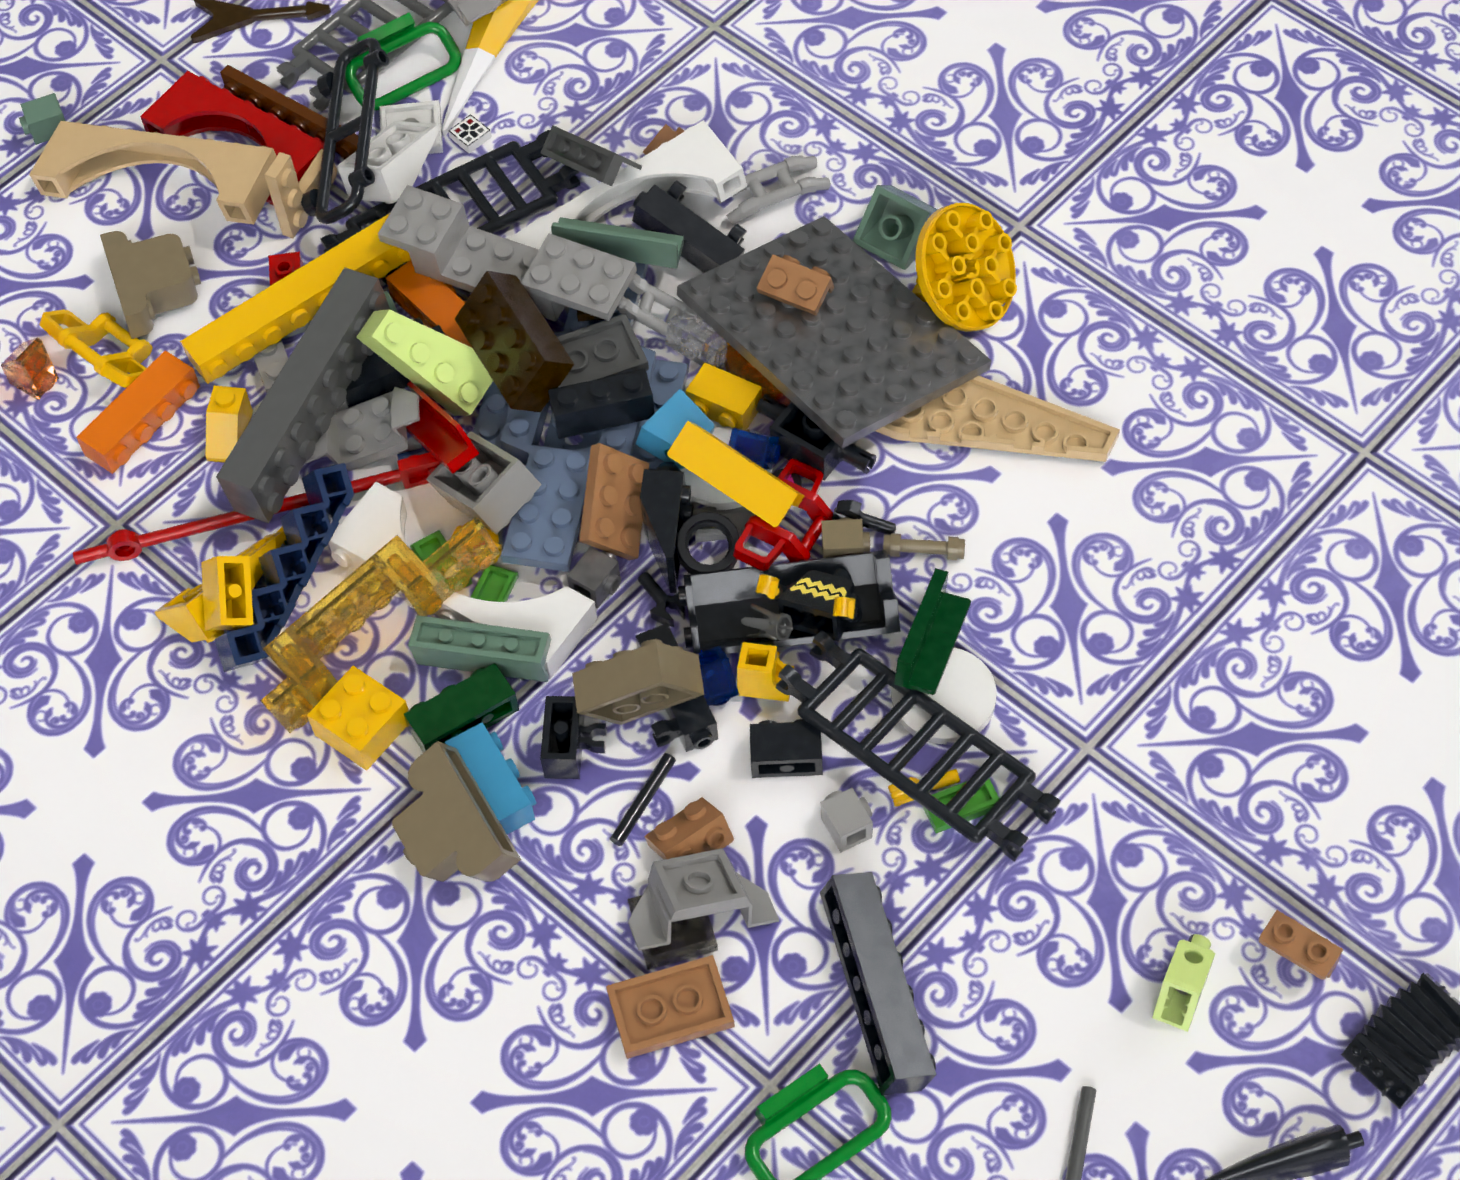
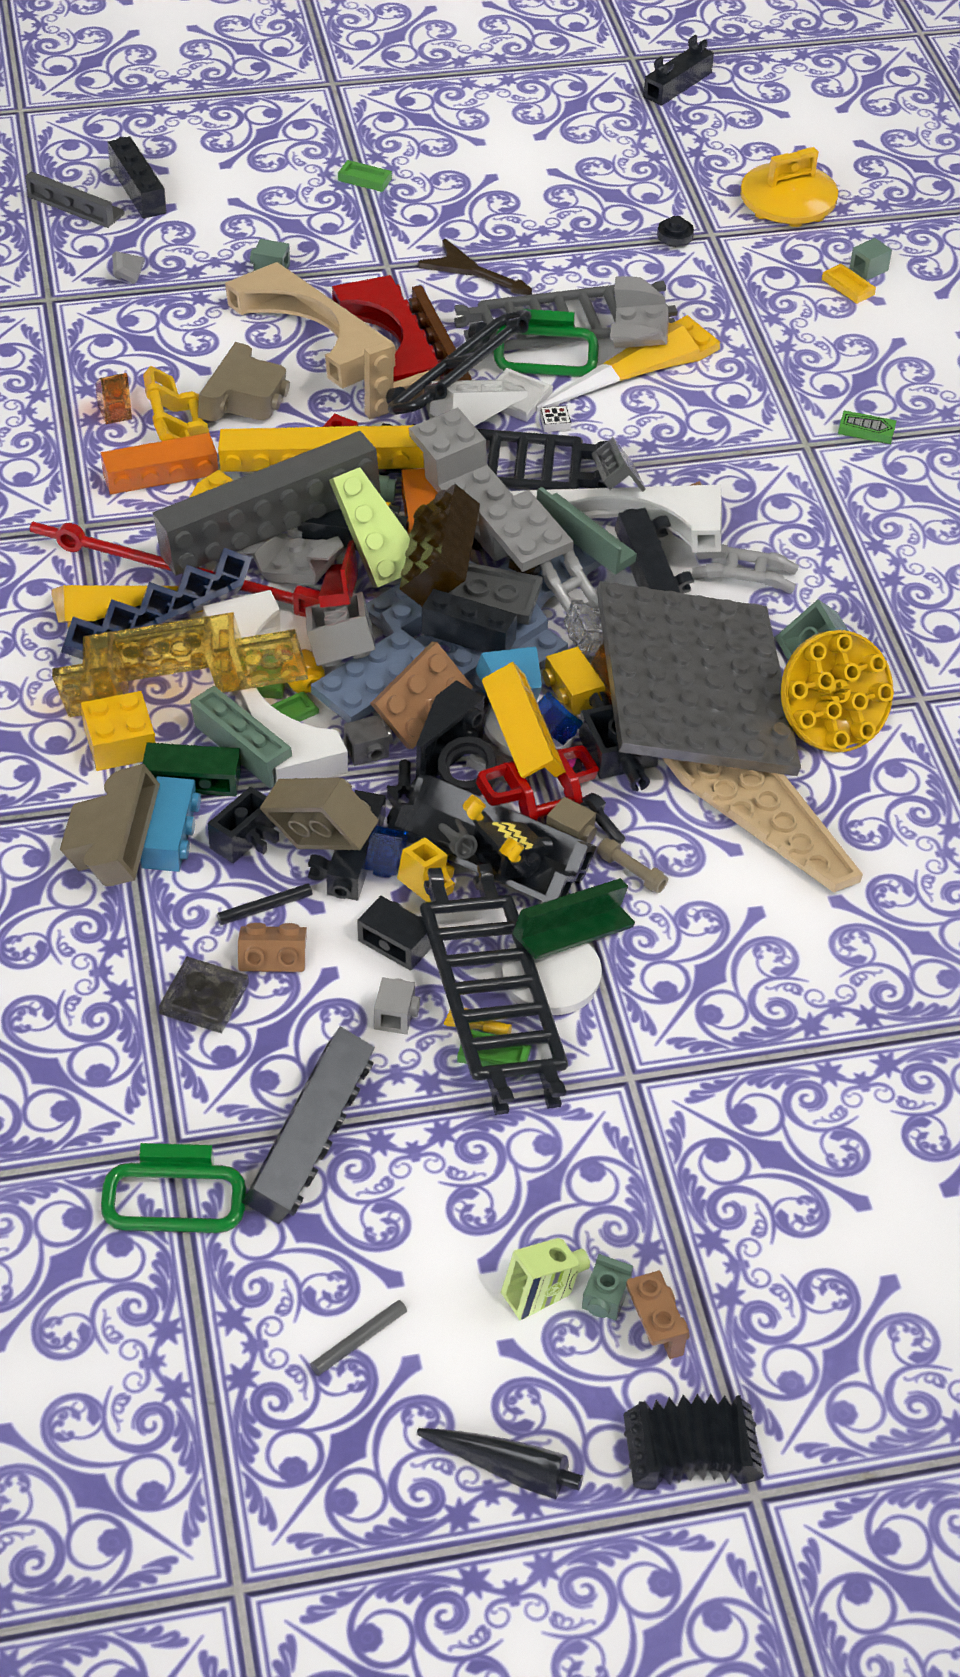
camera: 30 degrees right, 10 degrees down
(227, 593) = (96, 591): yellow brick -> none
(670, 1006) = (150, 1045): medium nougat plate -> none
(695, 888) = (241, 975): light grey piece -> none
(795, 284) = (687, 625): medium nougat bracket -> none
(1234, 967) = (607, 1287): none -> sand green brick

